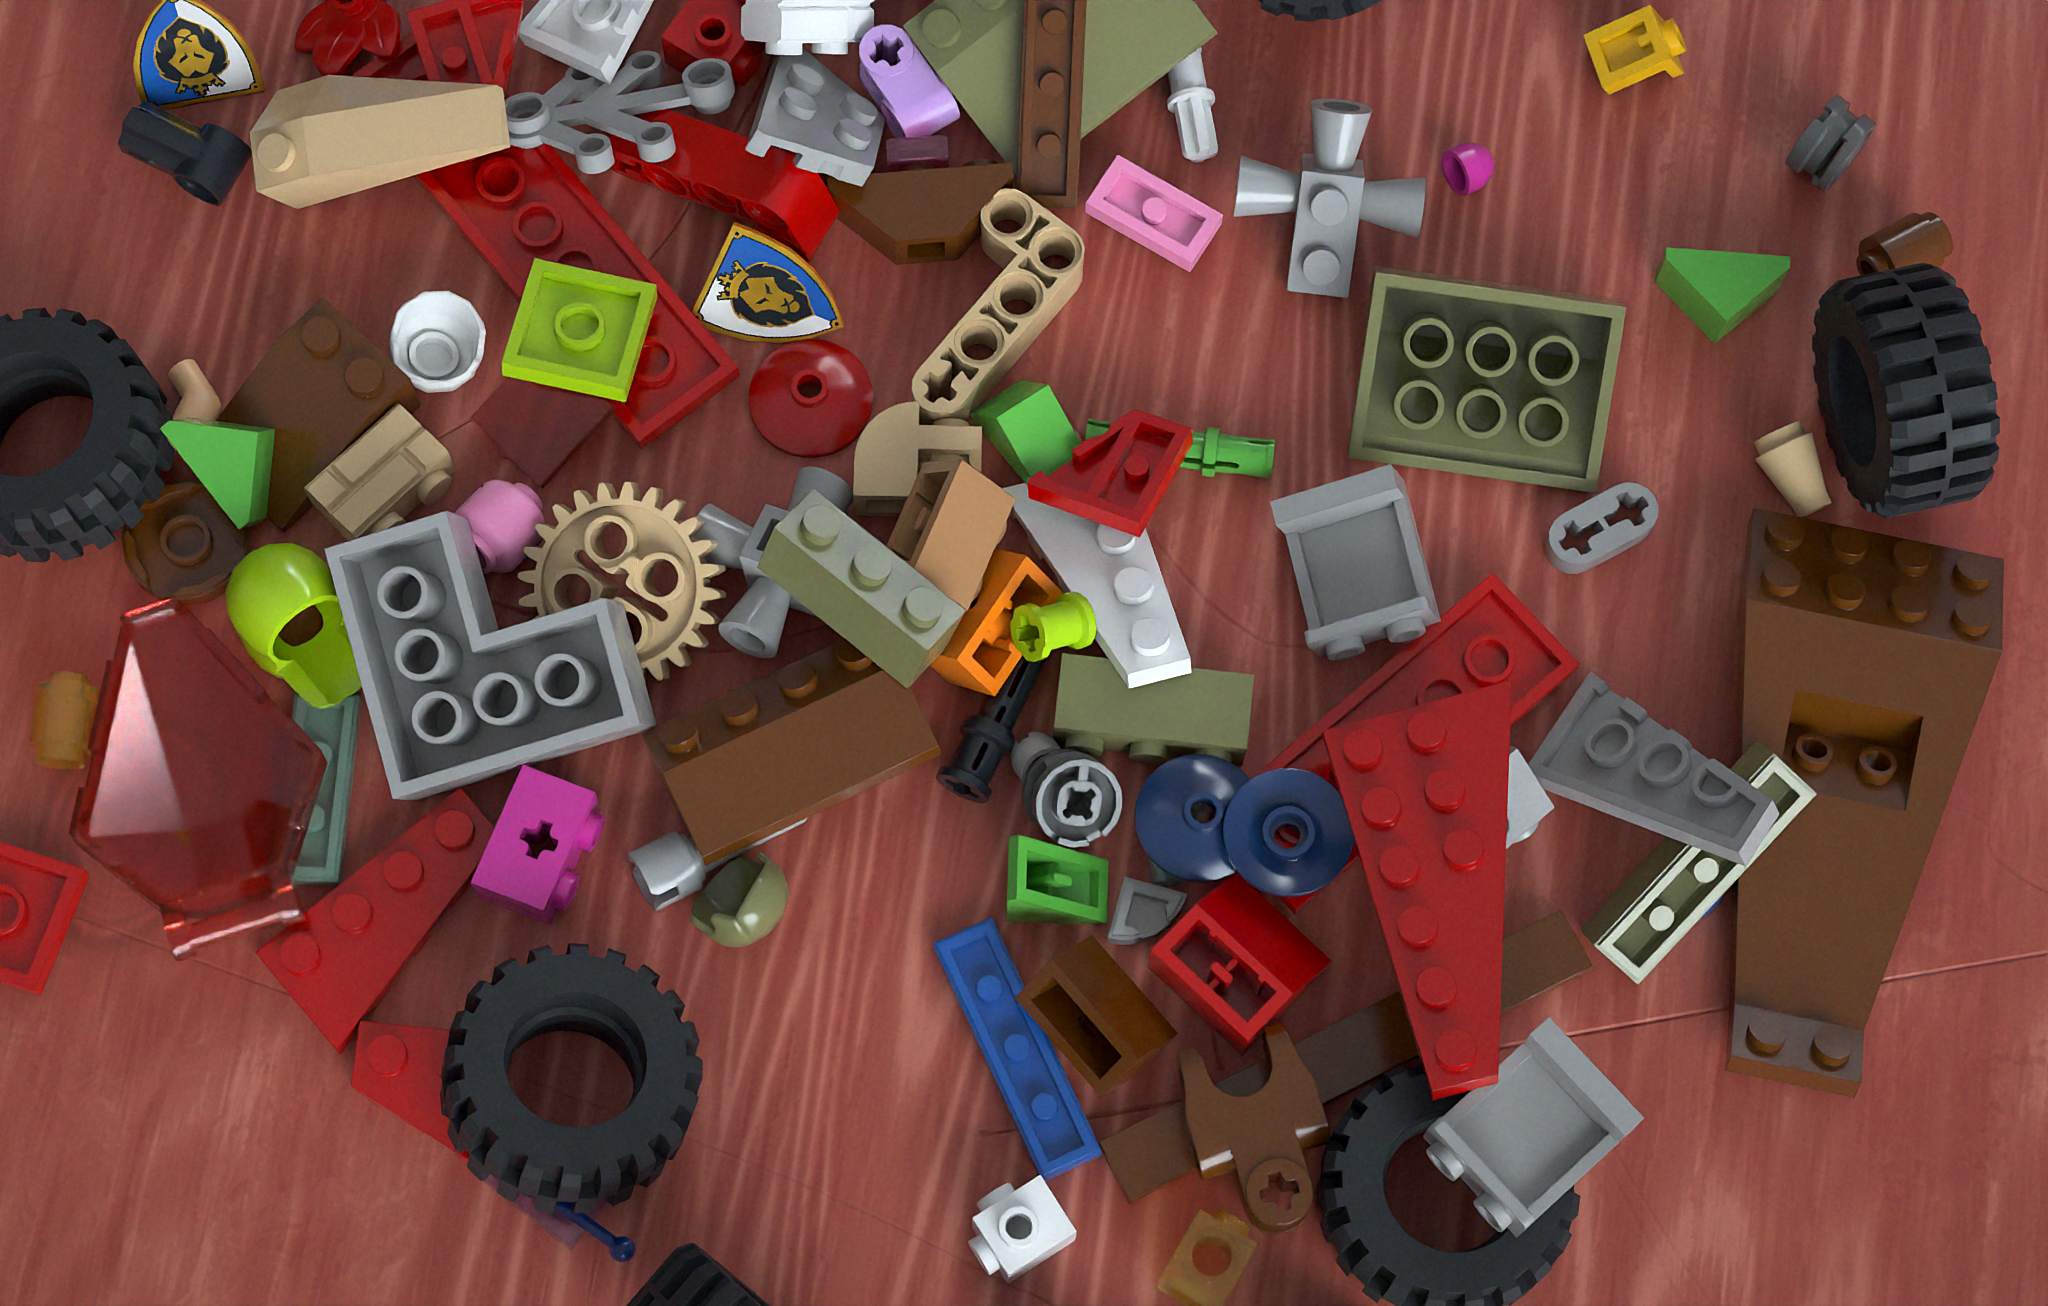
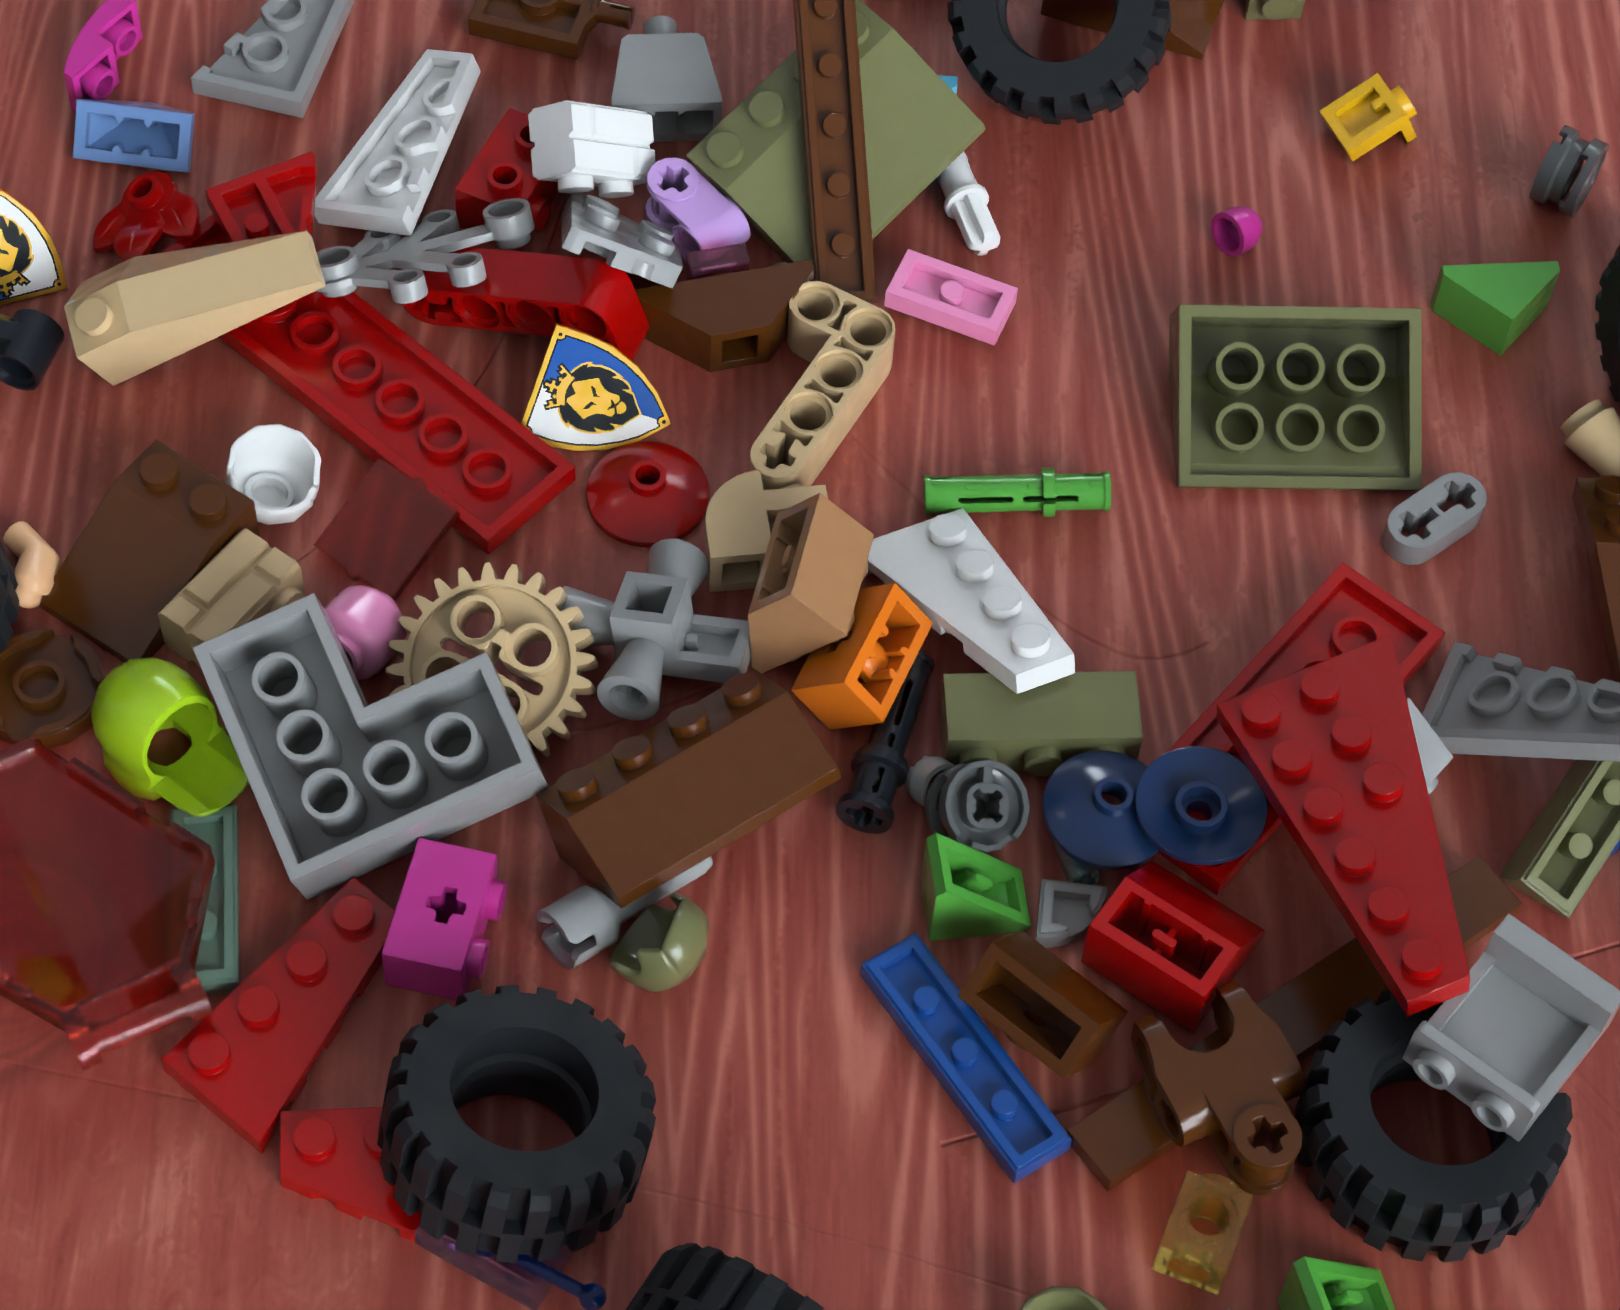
camera: 10 degrees left, 15 degrees down
(230, 462) = (81, 594): bright green slope -> none
(579, 330) = (416, 441): lime plate -> none
(860, 588) = (740, 619): olive brick -> none
(1019, 1228) = (1005, 1222): white brick -> none
(1027, 428) = (879, 492): bright green slope -> none
(1053, 626) = (942, 644): lime bush -> none
(1119, 473) = (966, 509): red wing -> none
(1329, 199) = (1117, 261): light grey brick -> none
(1357, 562) = (1210, 565): light grey panel -> none

